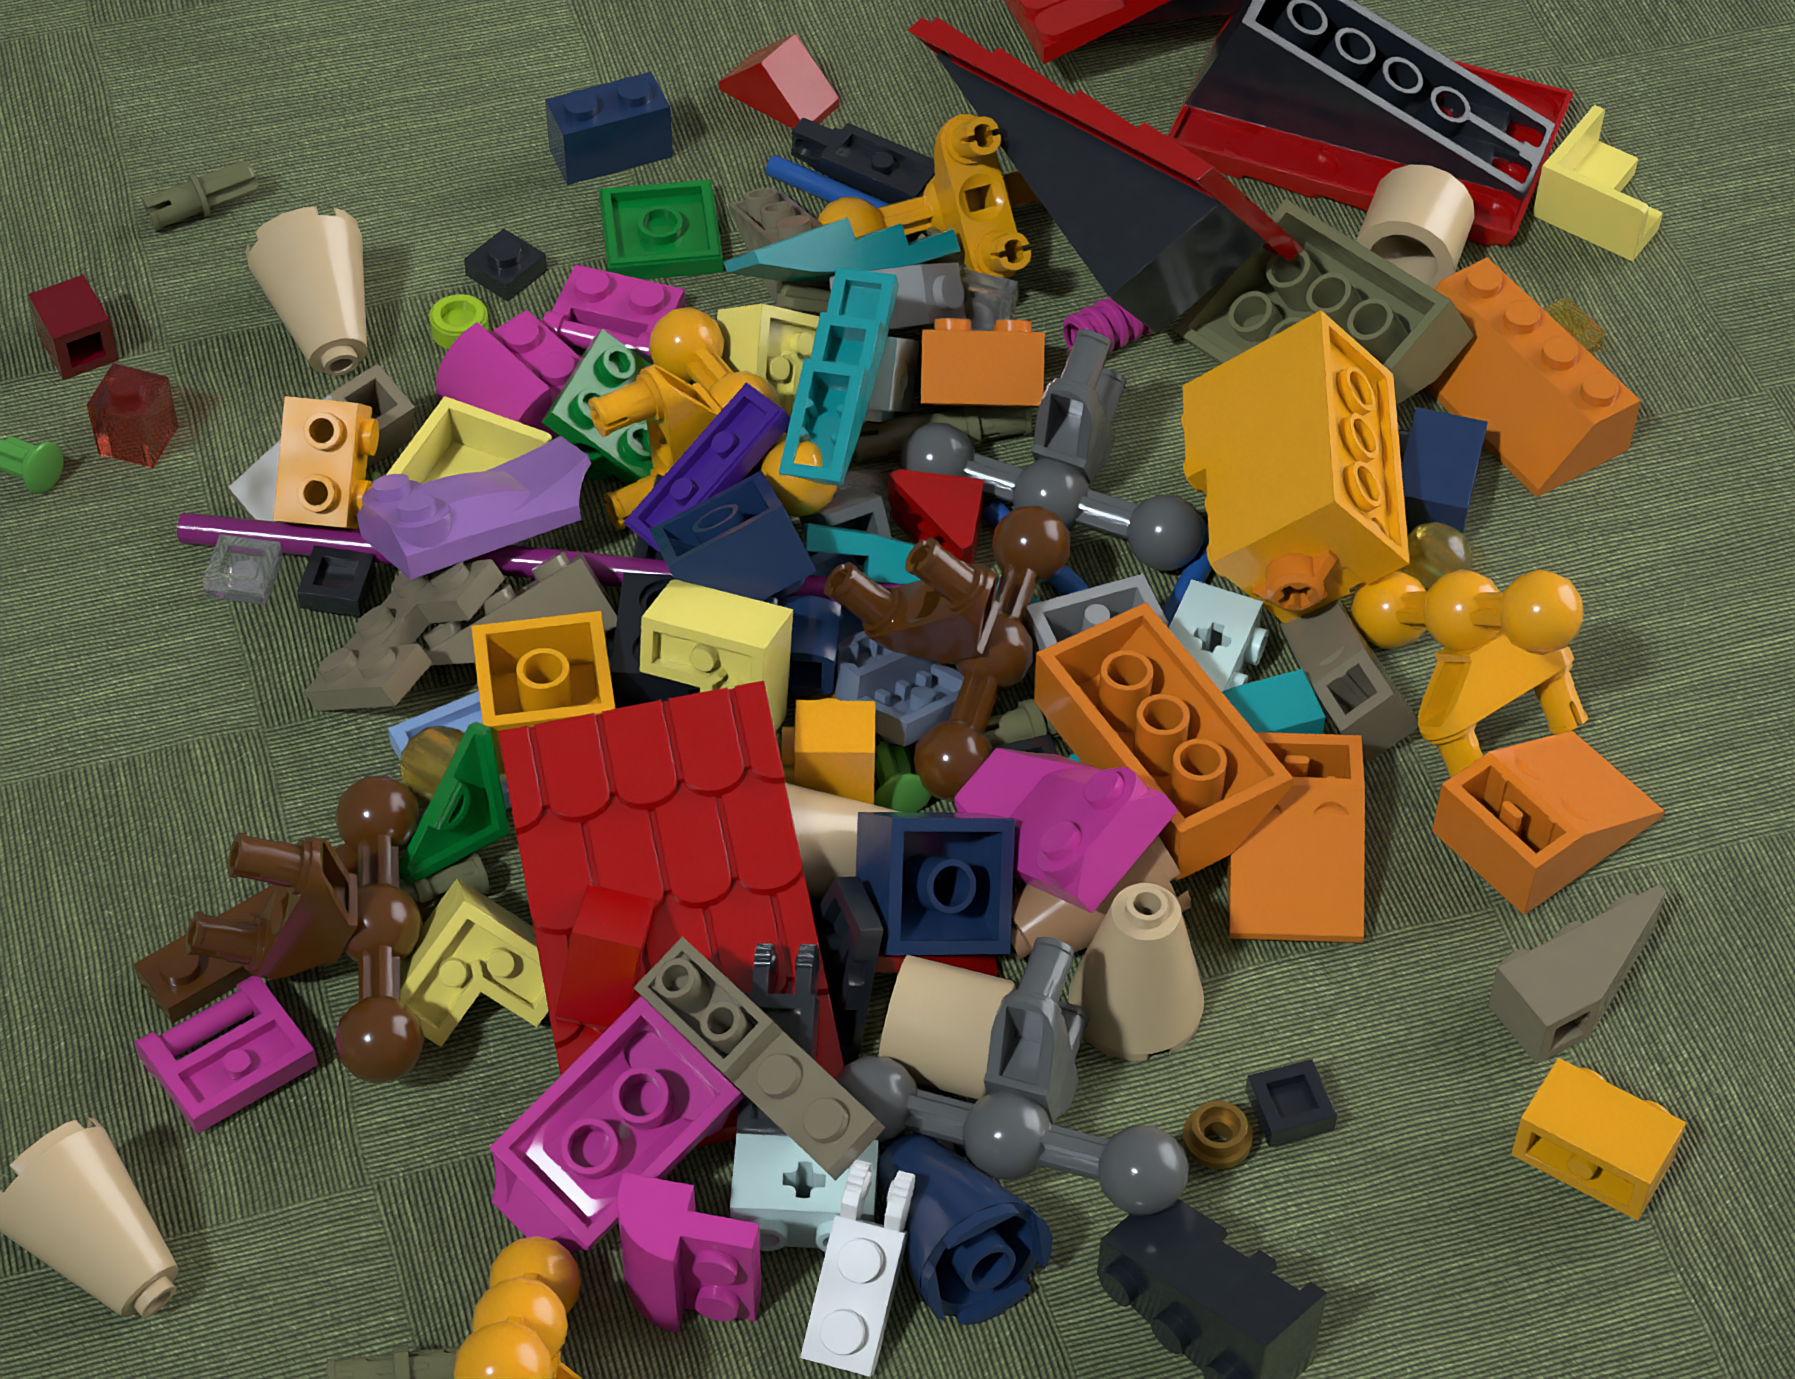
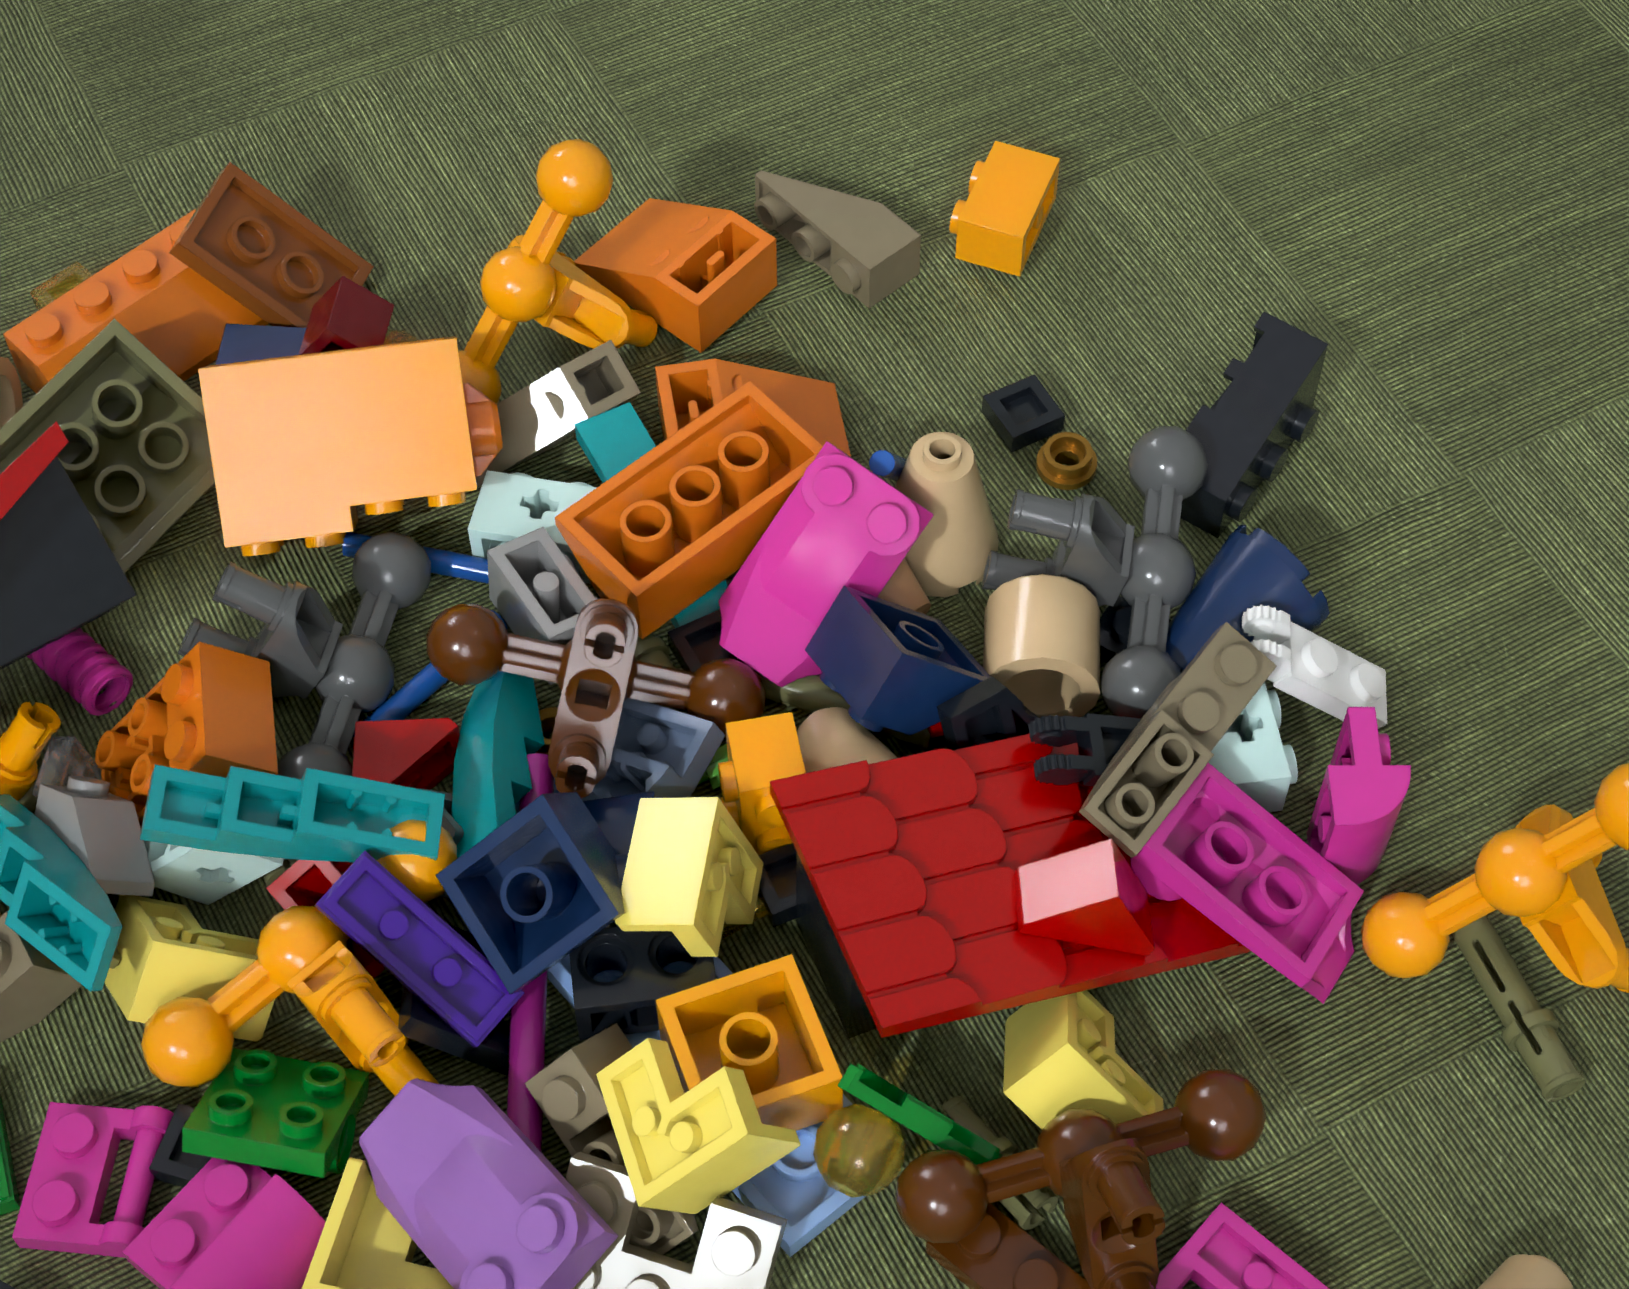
camera: 100 degrees left, 5 degrees up
(464, 610) = (687, 1144): none -> light yellow panel
(1201, 935) = (886, 464): none -> blue bar
(1446, 491) = (346, 319): none -> dark red brick
(1568, 459) = (264, 250): none -> dark orange plate

